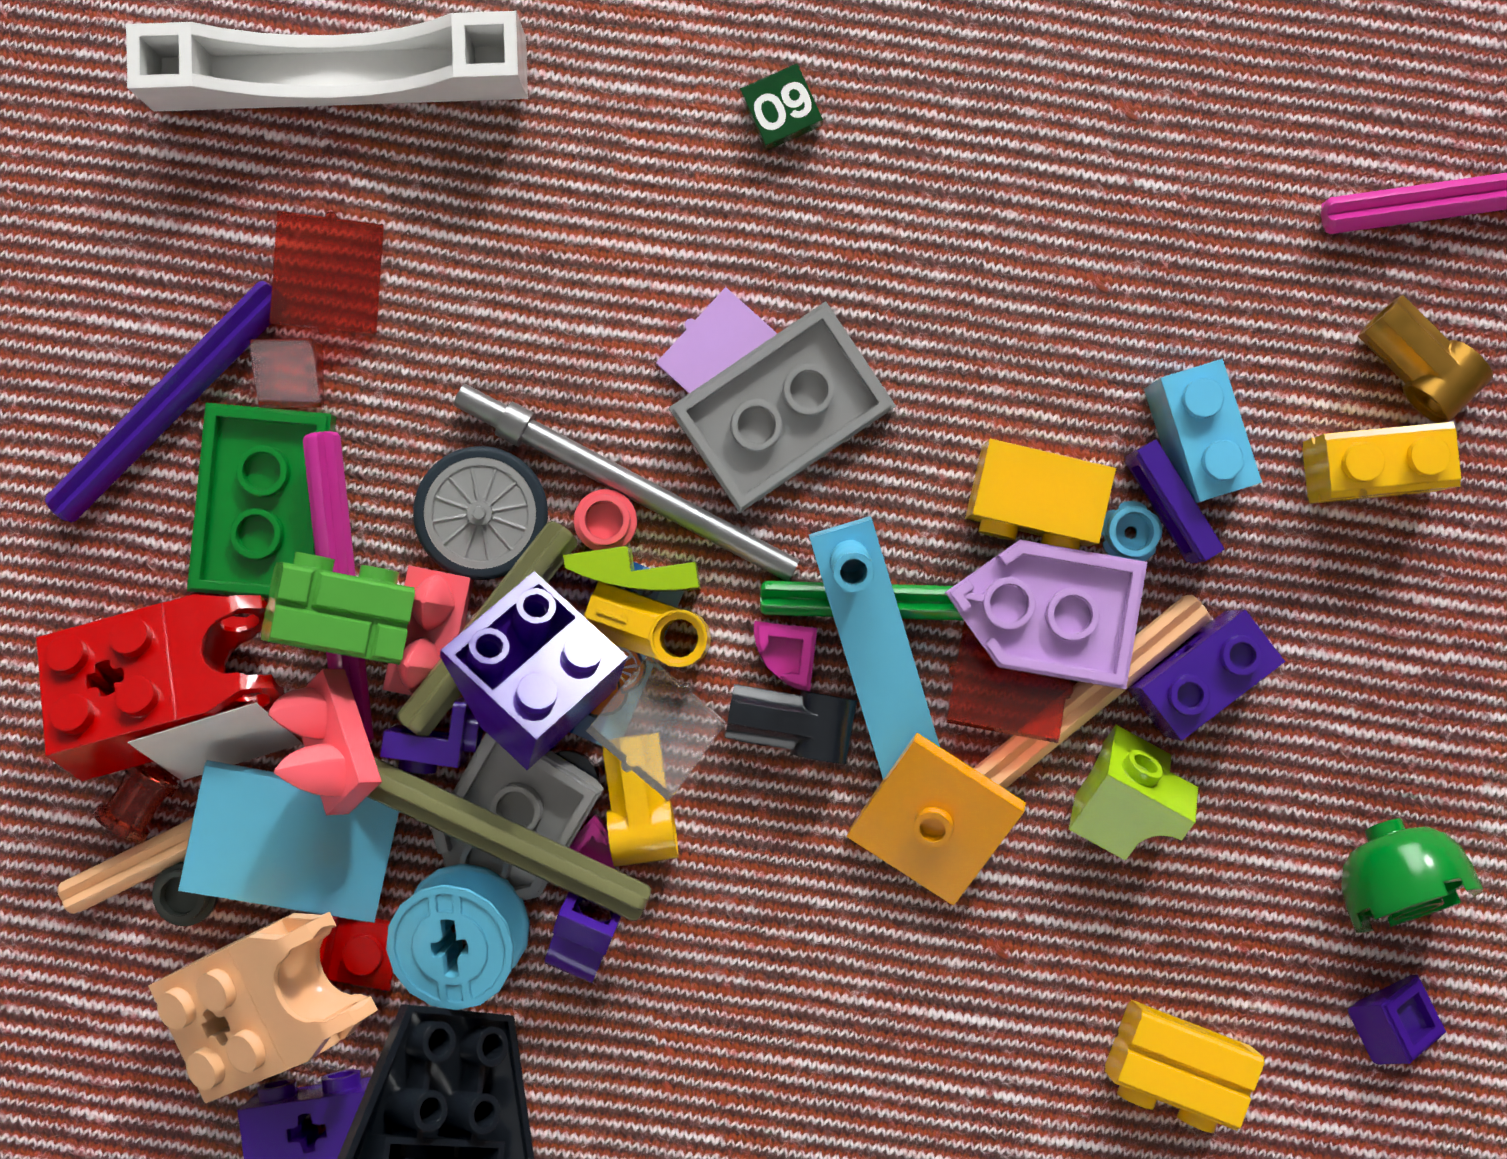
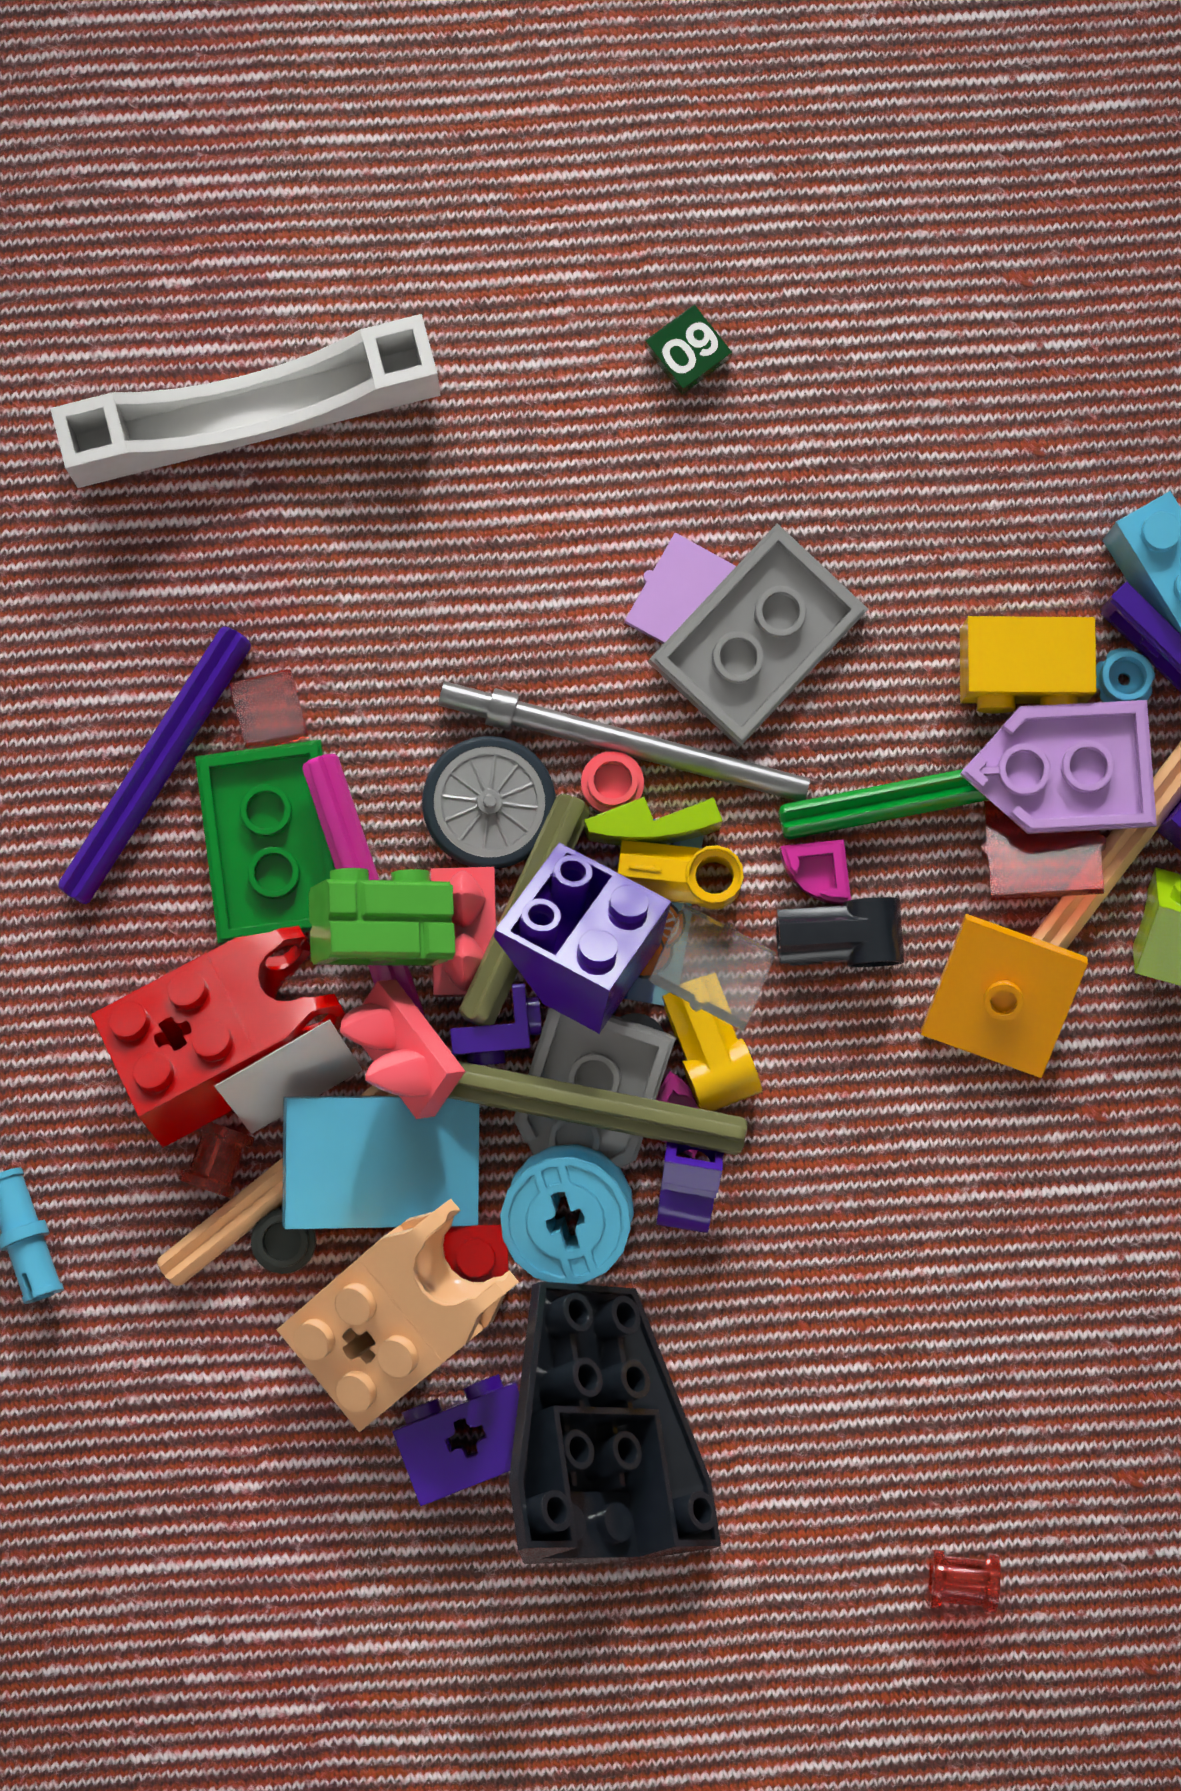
camera: 20 degrees left, 5 degrees down
(326, 273) = (285, 605): clear red piece -> none
(873, 638) = (901, 834): medium azure piece -> none

